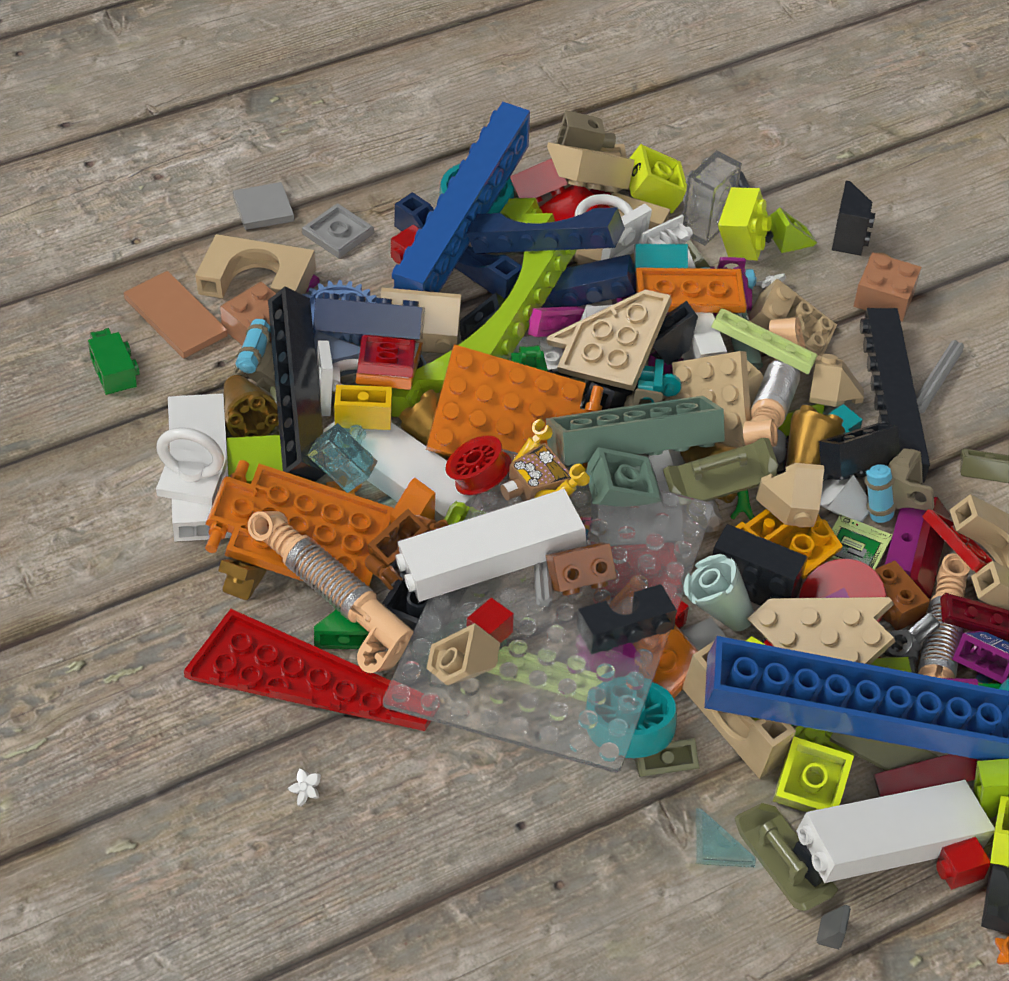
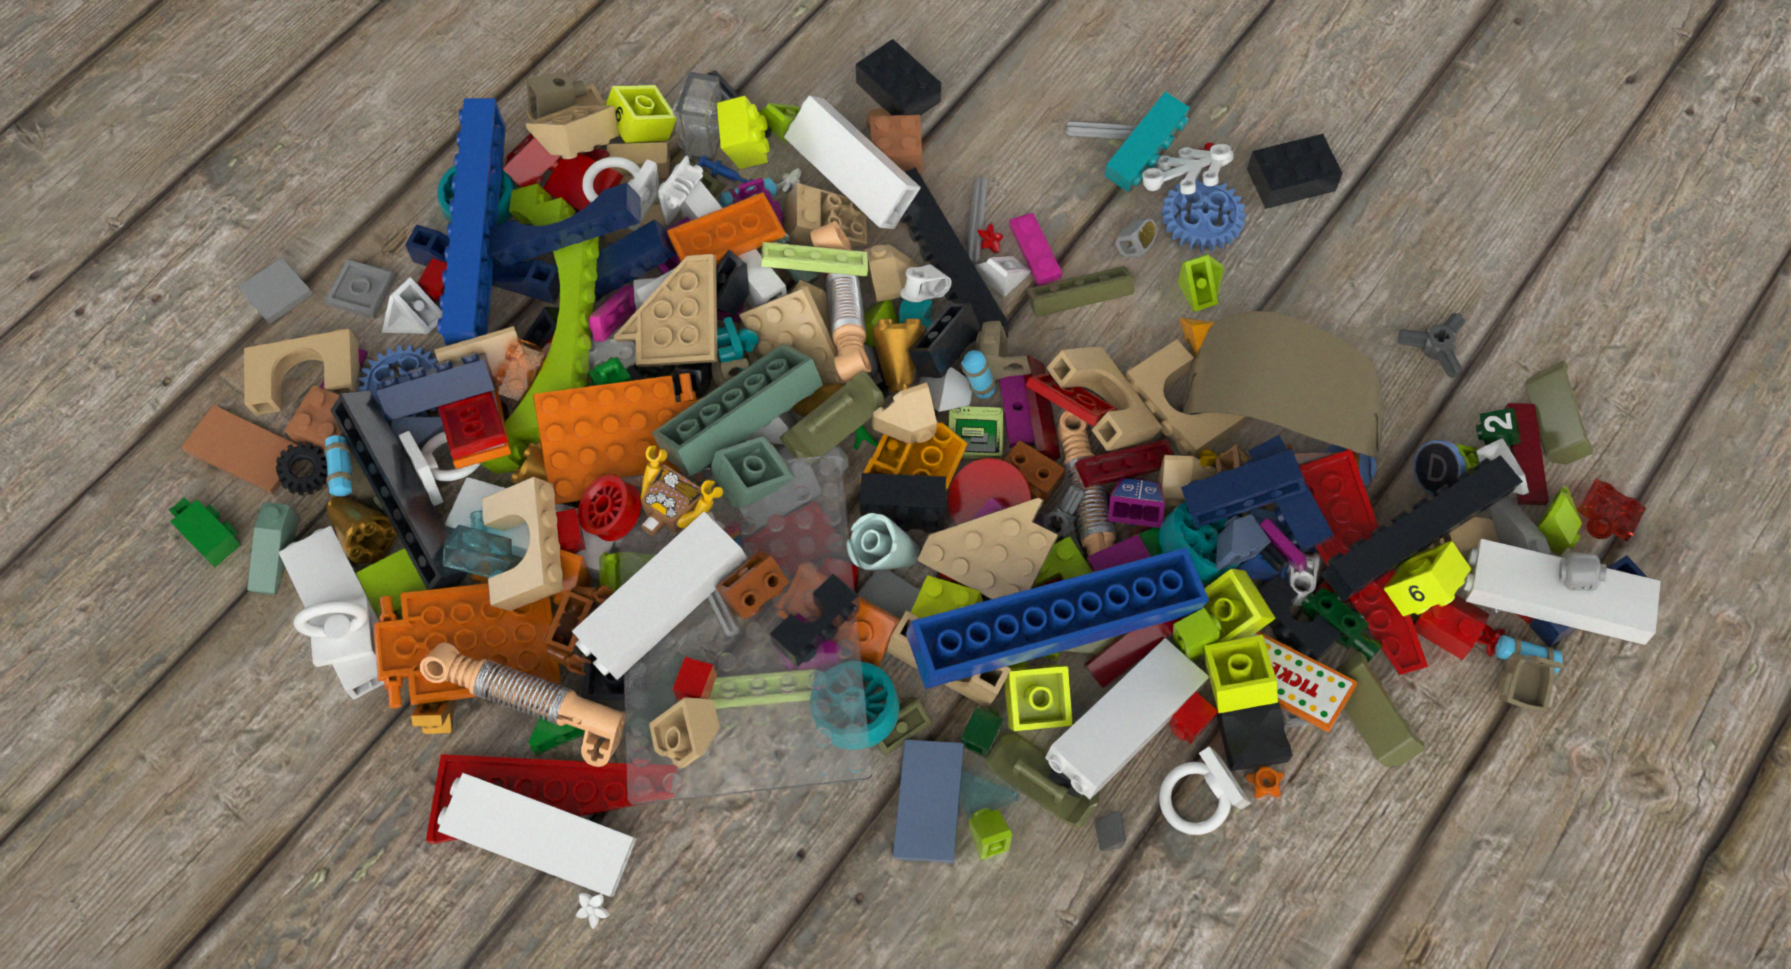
camera: 20 degrees left, 15 degrees up
(173, 378) = (272, 533): none -> sand green slope
(219, 331) = (297, 453): none -> black tyre
(287, 702) = (536, 834): none -> white brick
(363, 406) = (467, 489): yellow brick -> none
(372, 259) = (410, 310): none -> white slope
(390, 488) = (540, 569): none -> tan arch
(431, 469) = (570, 531): none -> red brick
(456, 327) = (520, 369): none -> clear orange brick
(661, 255) = (684, 209): teal tile -> none
(665, 829) = (929, 801): none -> sand blue tile
(707, 248) = (718, 168): none -> blue piece
(712, 878) = (990, 833): none -> lime slope
(743, 789) = (982, 731): none -> dark green brick
(837, 282) = (851, 162): none -> white brick
(853, 221) = (839, 85): black slope -> none
(862, 401) = (925, 284): none -> white piece
(914, 236) = (898, 81): none -> black brick
(943, 425) = (1003, 273): none -> white slope
(945, 394) = (990, 239): none -> red plant
(965, 924) = (1219, 780): none -> white tile
(986, 419) = (1035, 249): none -> dark pink plate

